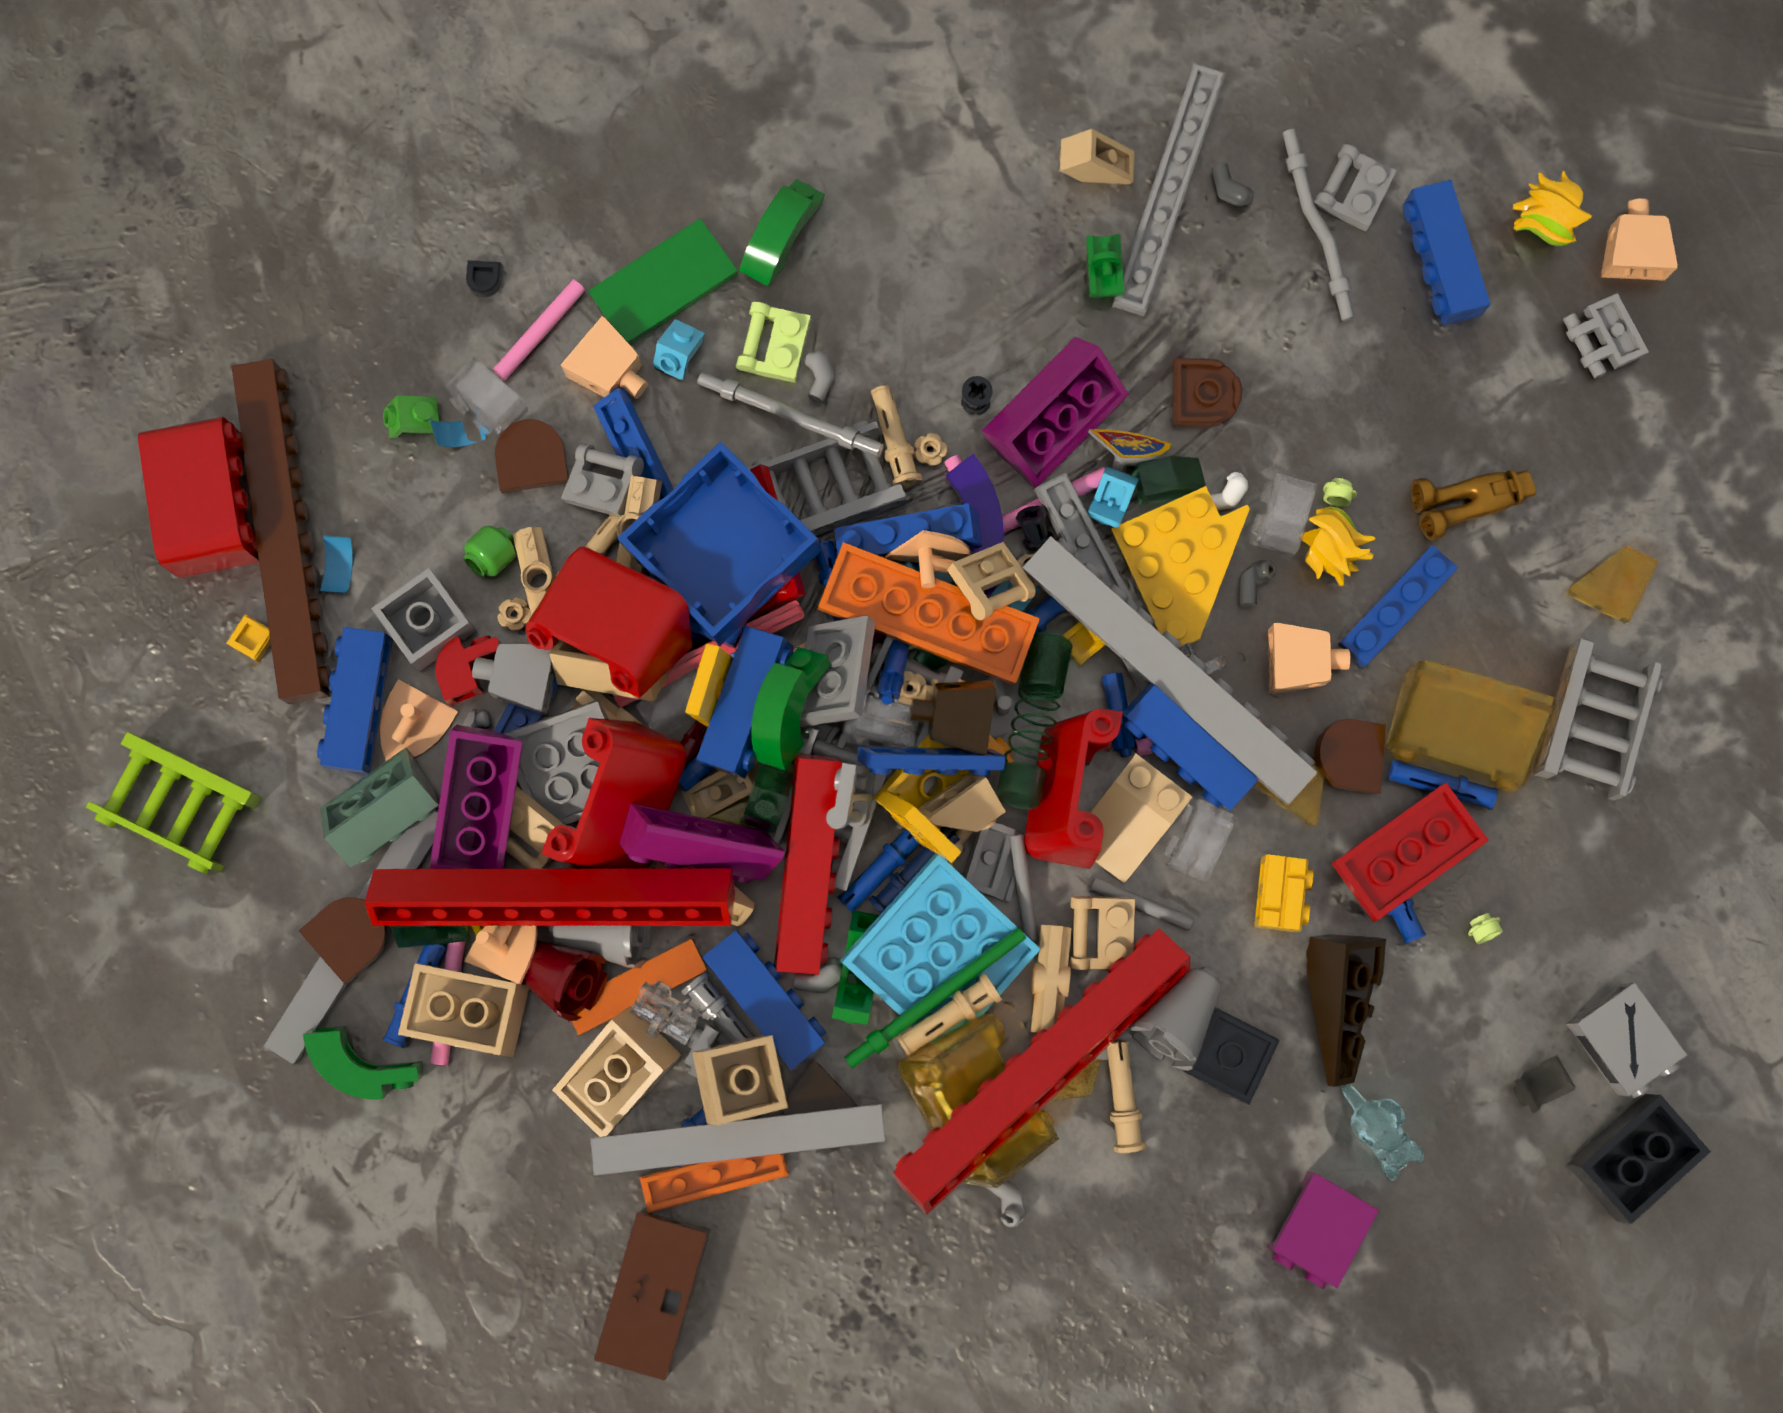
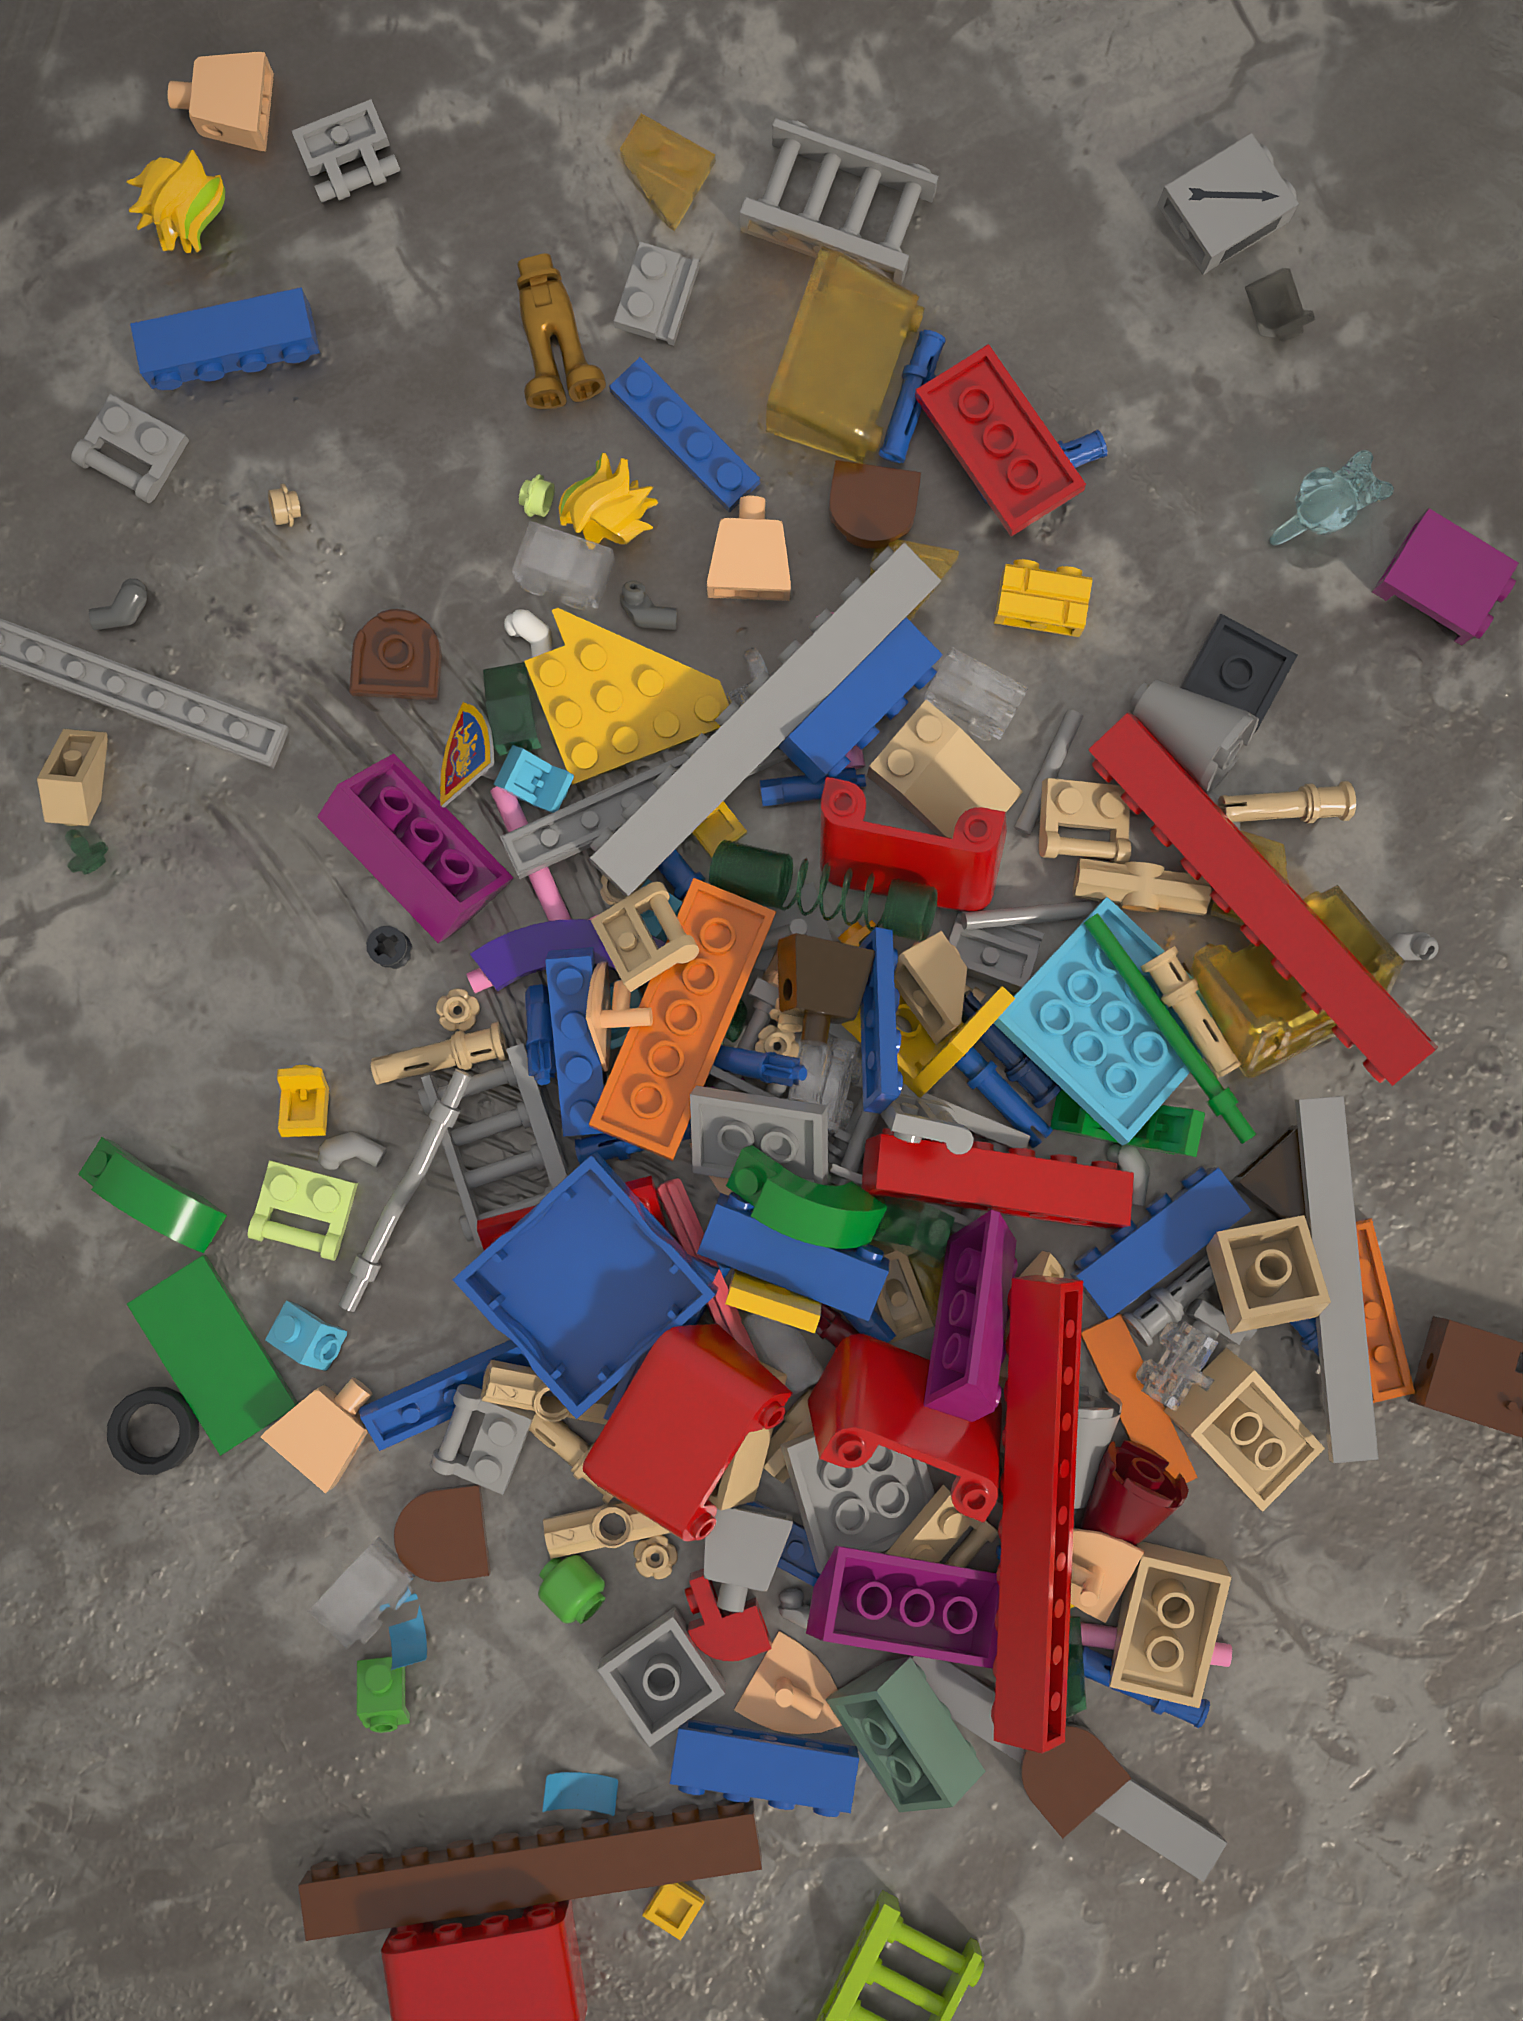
camera: 90 degrees left, 5 degrees up
(349, 1073) = (1242, 1768): green arch -> none
(484, 277) = (193, 1595): black tile -> none
(539, 329) = (270, 1521): bright pink piece -> none
(598, 218) = (118, 1429): none -> black tyre
(855, 337) = (302, 1101): none -> yellow bracket
(904, 506) = (539, 1035): none -> blue piece
(1034, 527) = (569, 880): black bush -> none
(1036, 173) = (88, 857): none -> clear green plate
(1105, 266) = (222, 773): green hips -> none
(1318, 302) = (283, 505): none -> tan plate
(1339, 283) = (95, 520): light grey bar -> none
(1341, 984) = (1154, 537): dark brown wedge -> none
(1485, 928) = (1089, 359): yellowish green plate -> none
(1511, 580) = (656, 293): none -> light grey plate
(1638, 1158) = (1370, 200): black brick -> none

